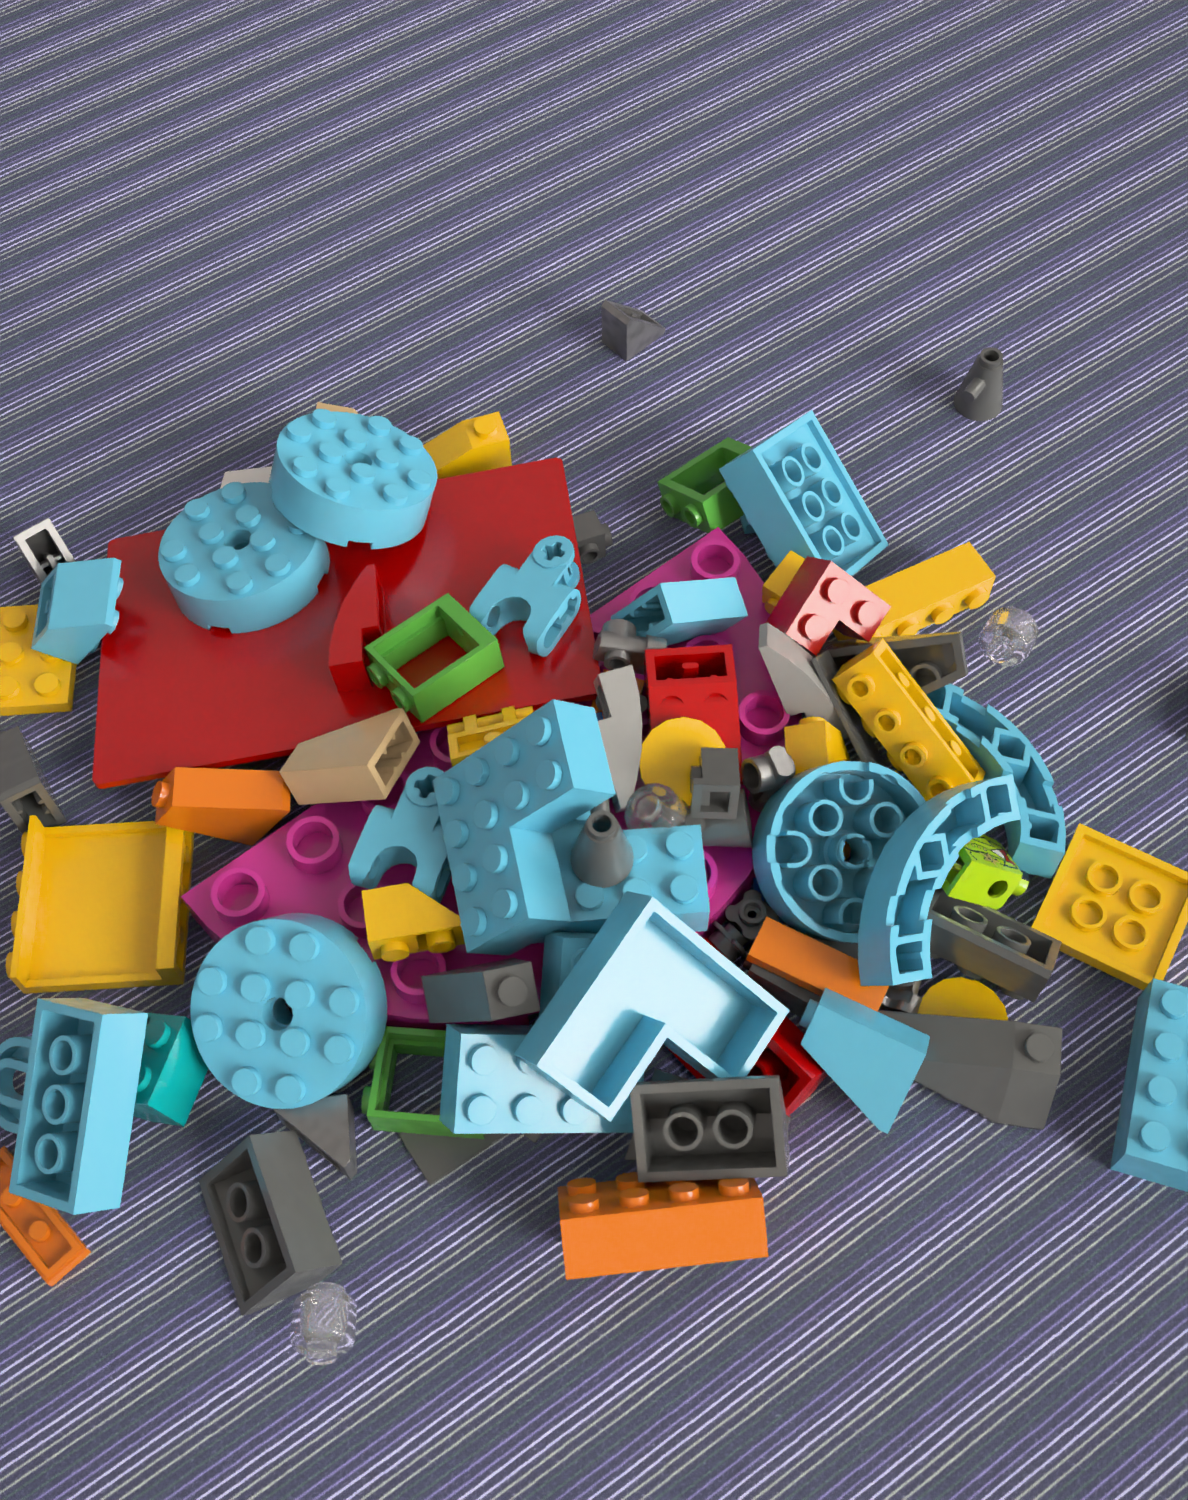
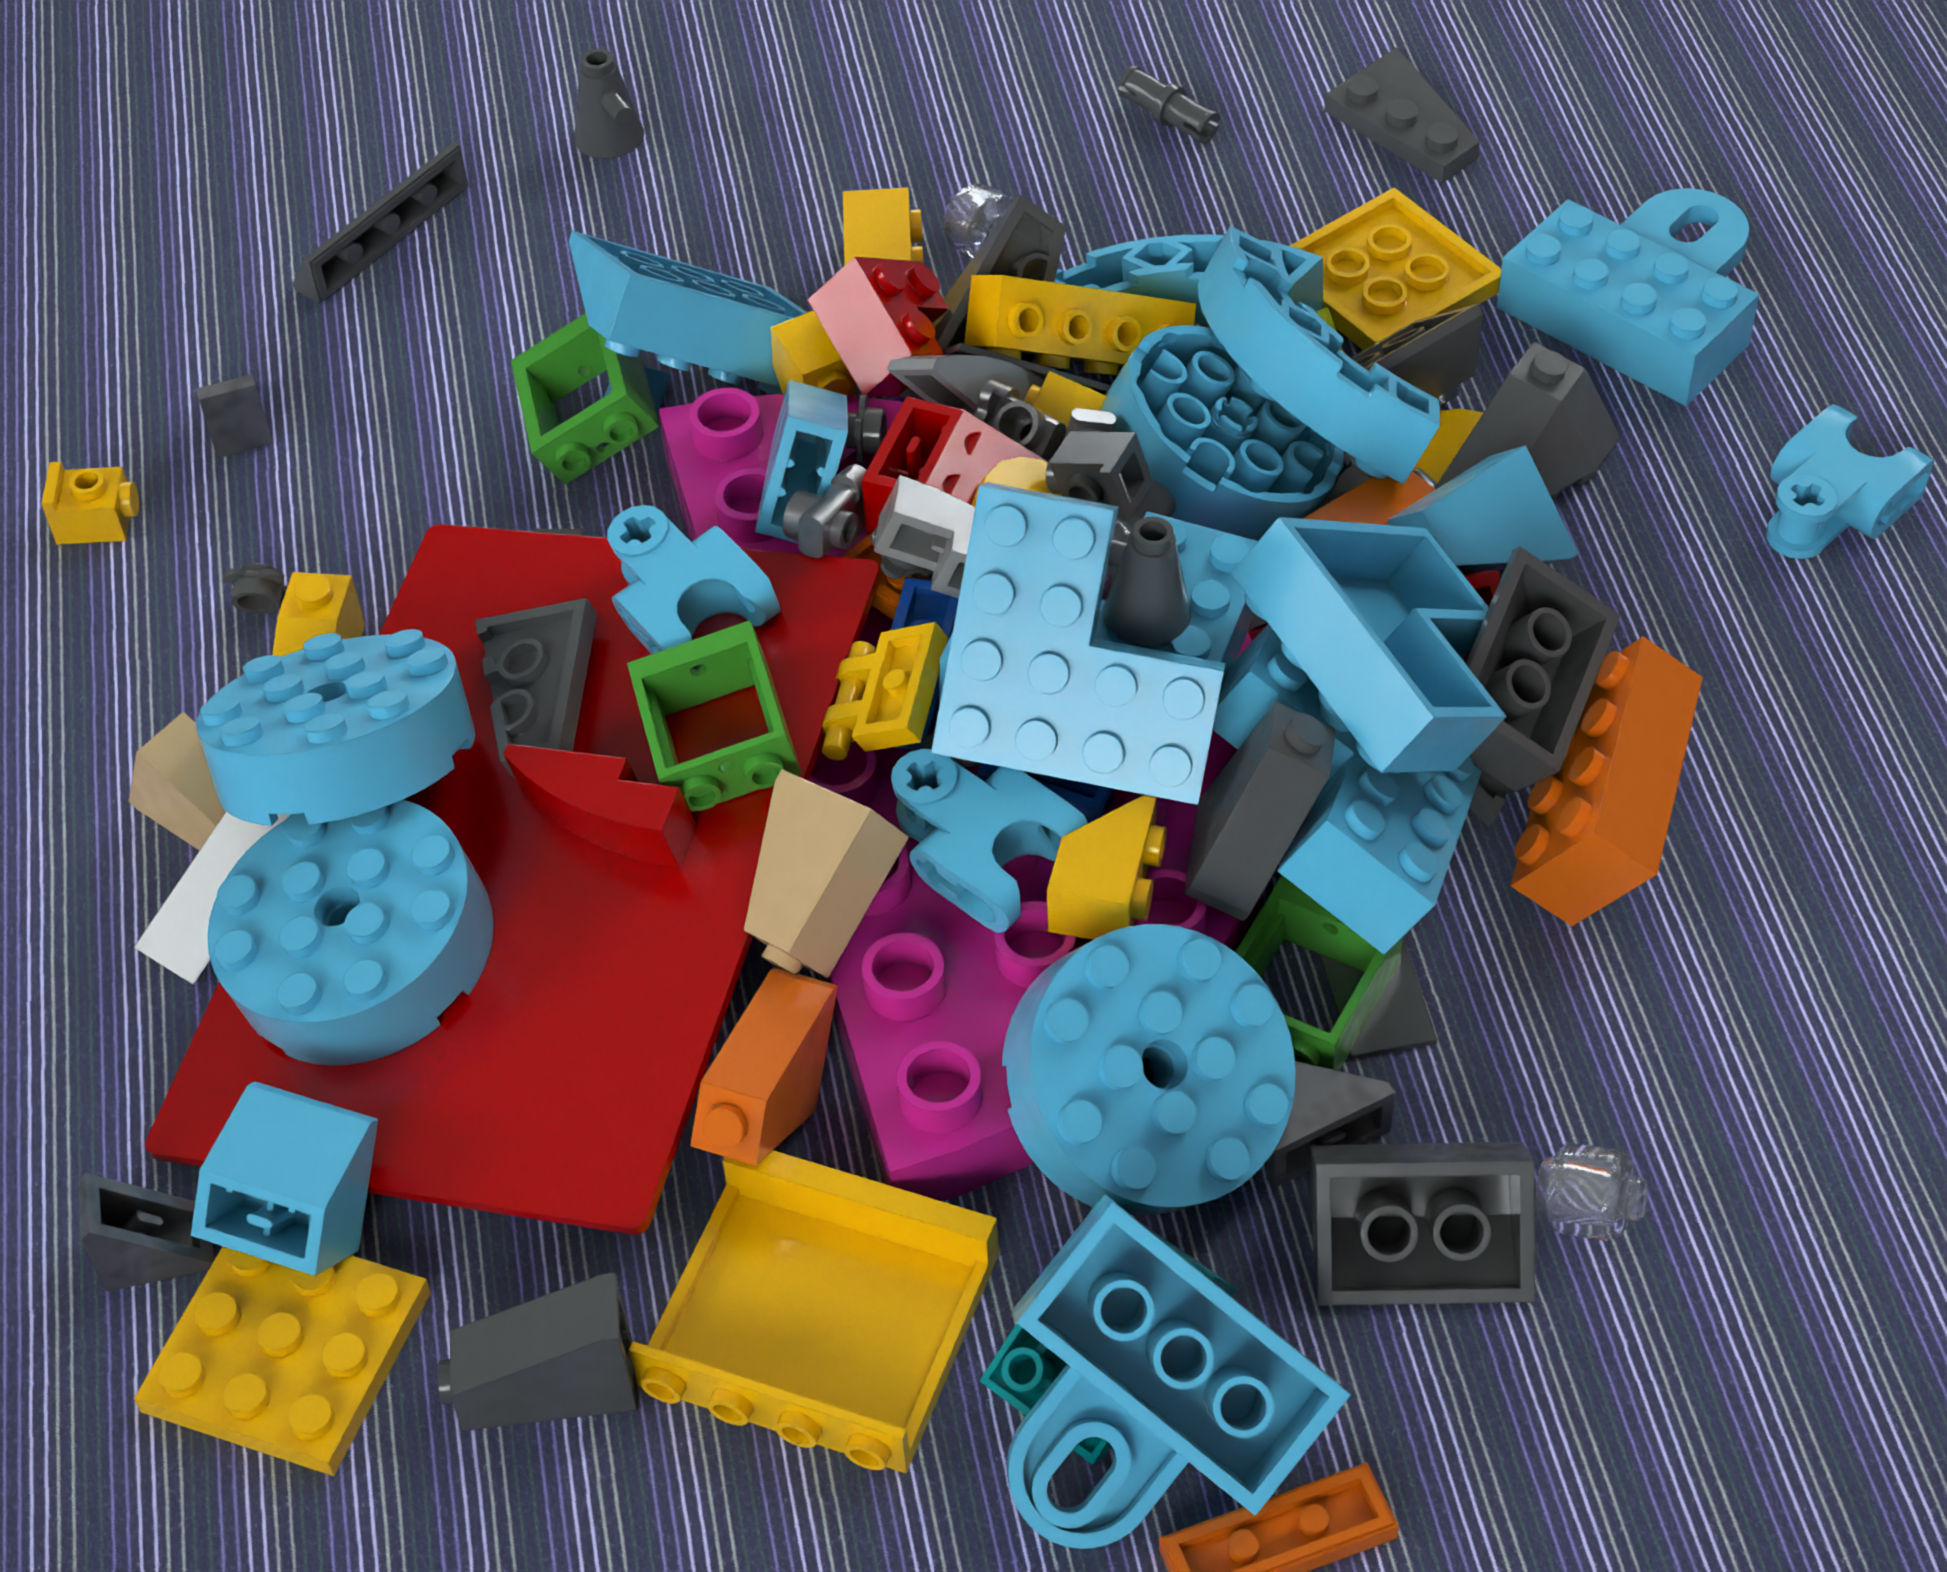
camera: 65 degrees left, 10 degrees down
(454, 558) = (537, 673): none -> dark grey wing
(501, 402) = (256, 588): none -> dark grey plate
(526, 300) = (89, 504): none -> yellow brick
(723, 633) = (866, 429): none -> dark grey plate
(767, 719) = (1019, 420): none -> flat silver plate
(820, 326) = (382, 225): none -> dark grey slope
(1066, 1310) = (1834, 486): none -> medium azure piece

